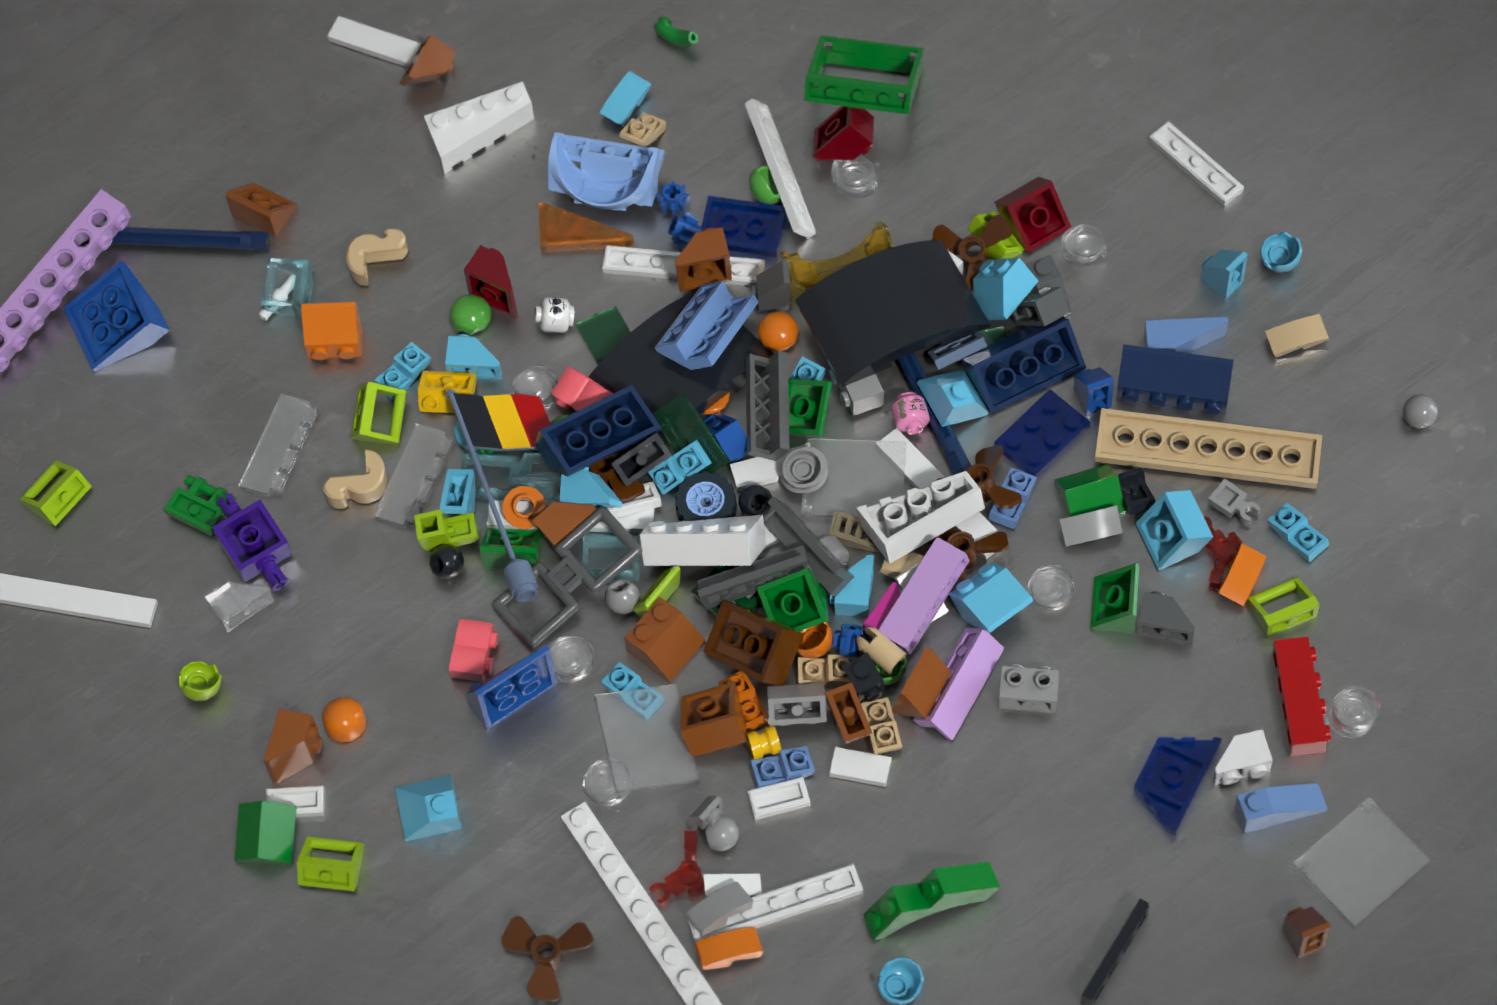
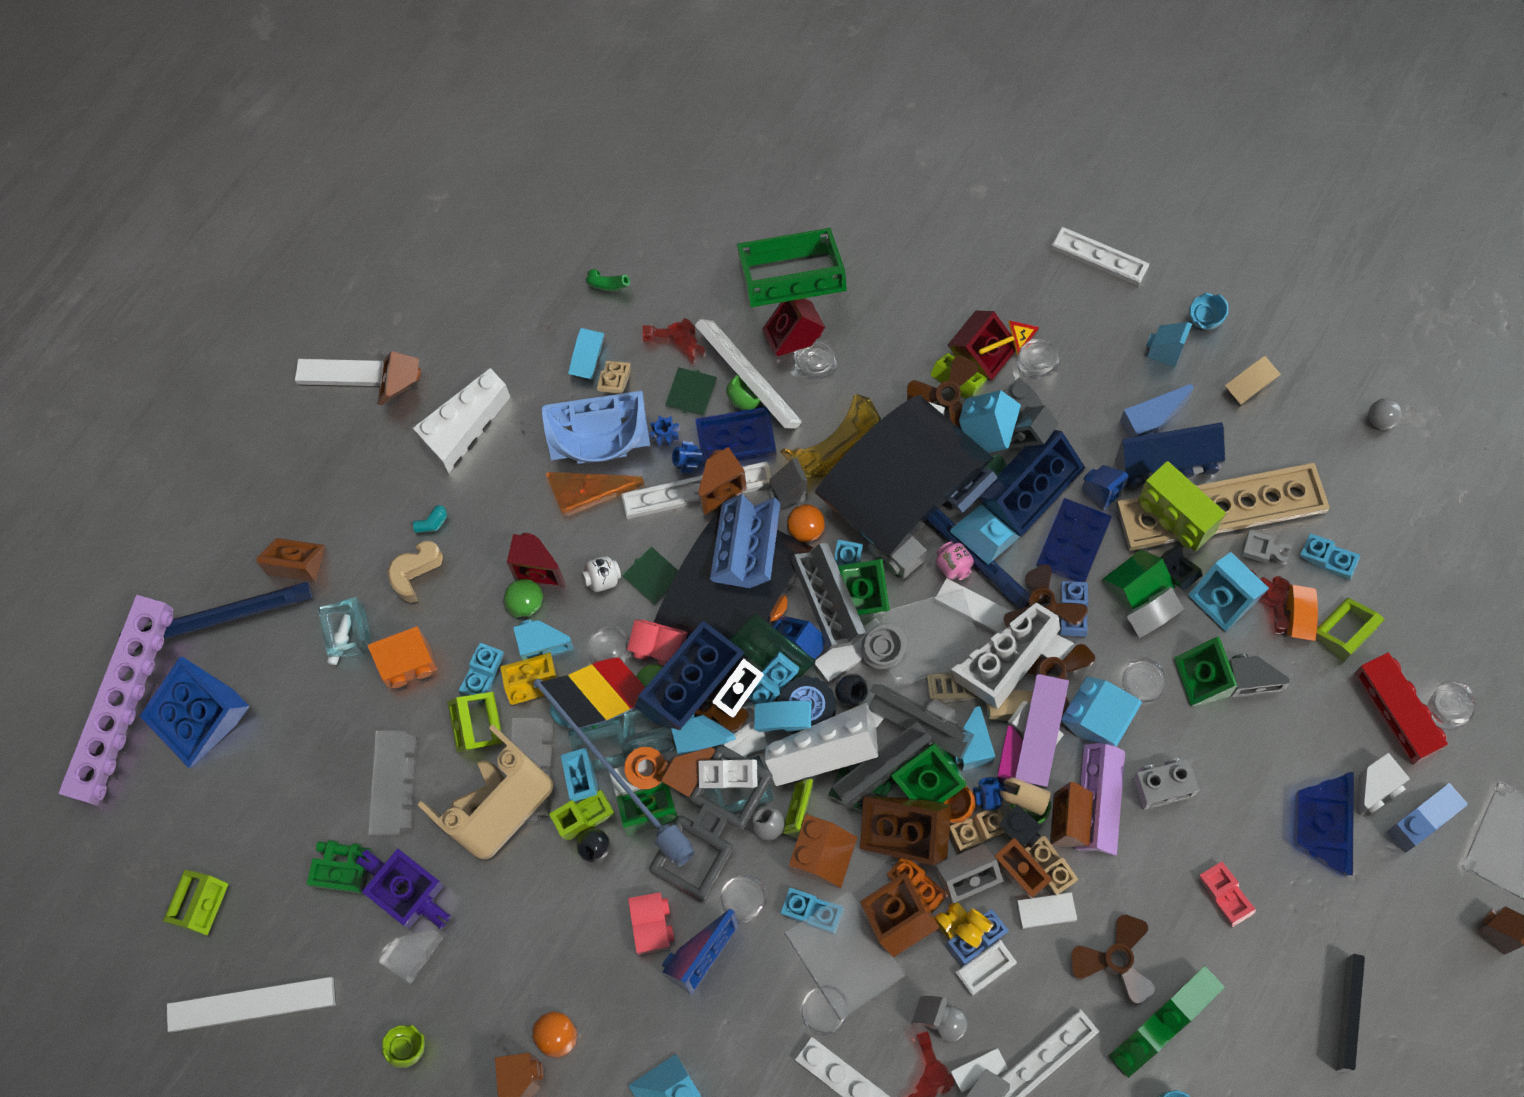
camera: 20 degrees left, 5 degrees up
(372, 499) = (503, 809): none -> tan windscreen
(411, 214) = (433, 521): none -> teal arm
(599, 534) = (727, 773): none -> white slope
(676, 499) = (782, 715): none -> medium azure slope
(717, 169) = (691, 391): none -> clear green piece
(726, 108) = (678, 334): none -> clear red piece
(778, 752) = (974, 928): none -> yellow wheel
(880, 824) = (1090, 961): none -> reddish brown piece
(1045, 810) = (1226, 894): none -> coral slope
(1074, 214) = (1020, 333): none -> piece
(1156, 429) = (1181, 506): none -> lime brick

